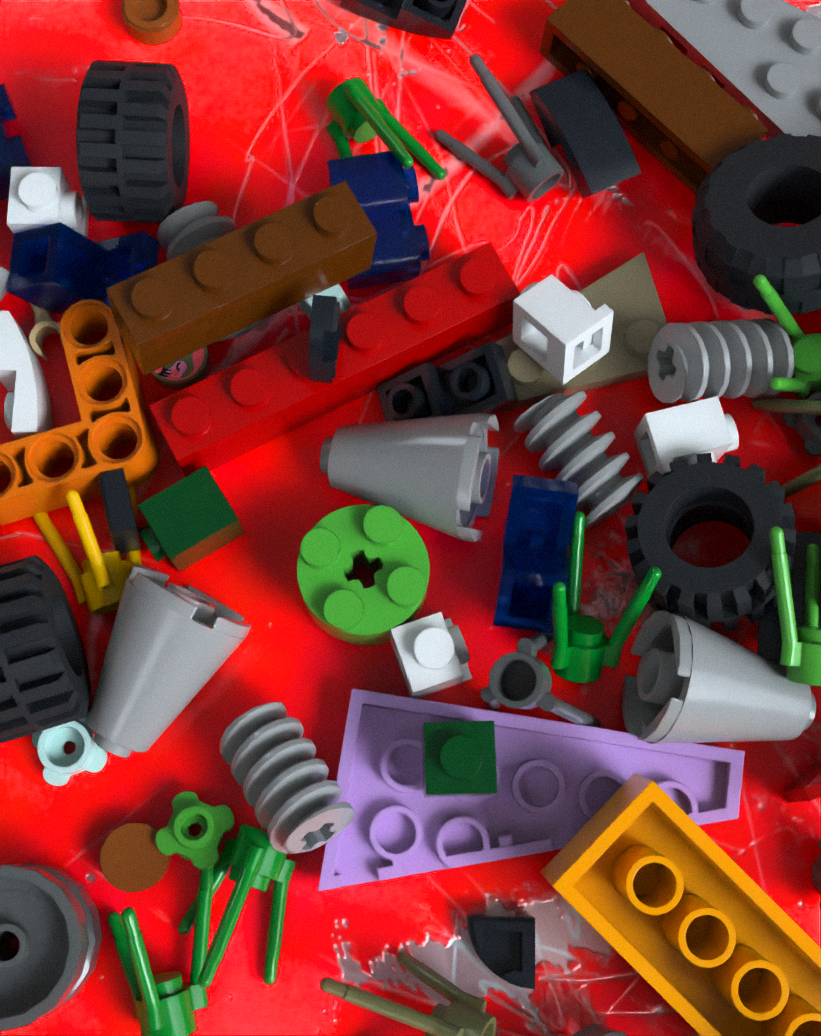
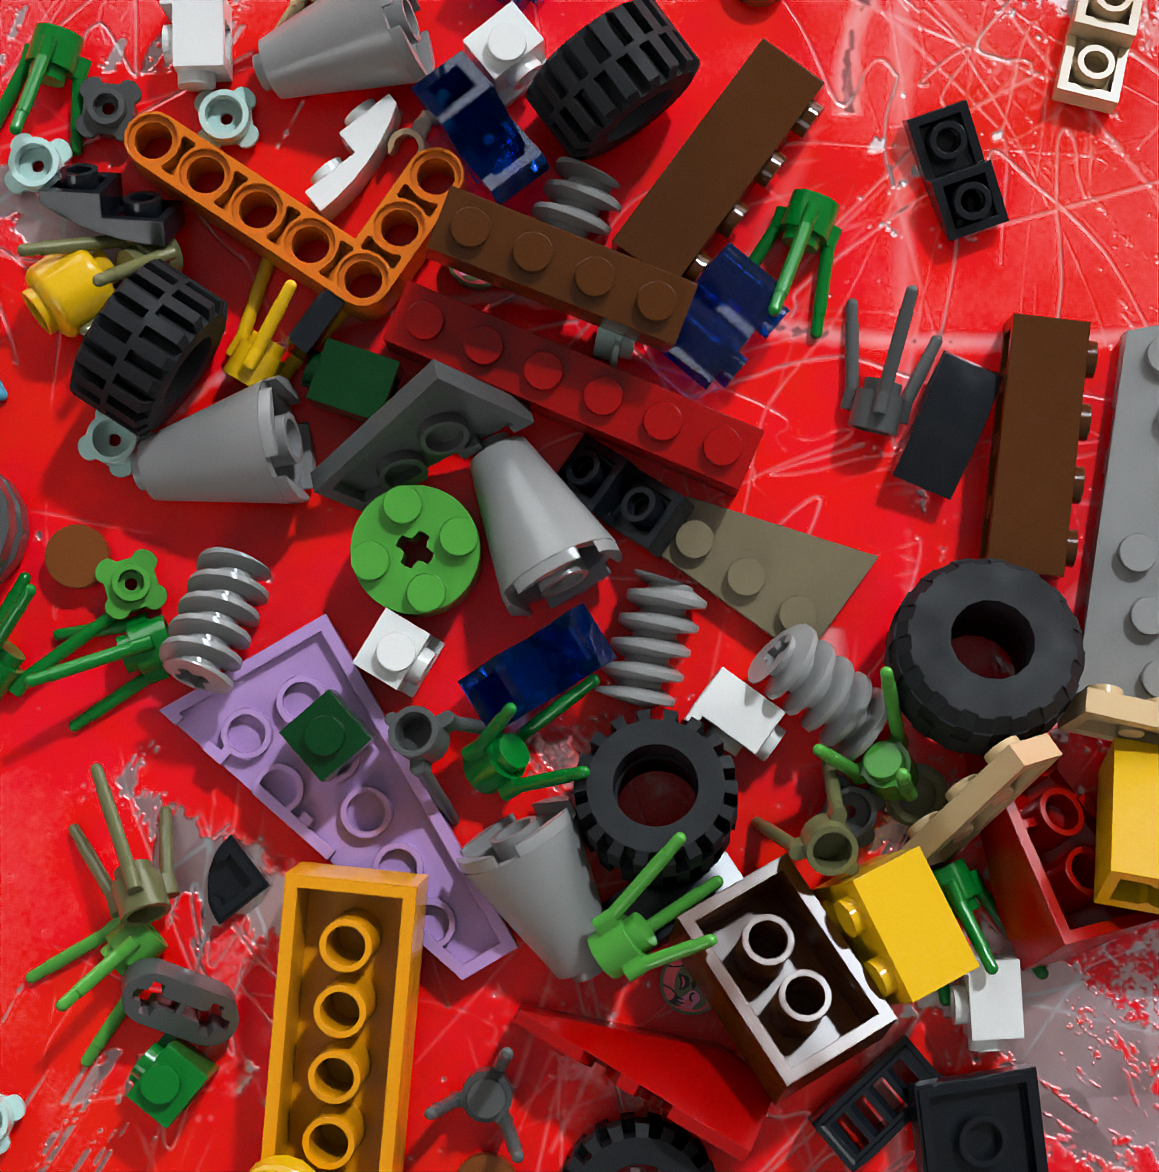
camera: 60 degrees right, 10 degrees up
(261, 114) = (721, 164): none -> reddish brown brick
(270, 485) = (419, 426): none -> dark grey wing
(324, 338) = (560, 374): black tile -> none
(560, 328) = (738, 543): white brick -> none

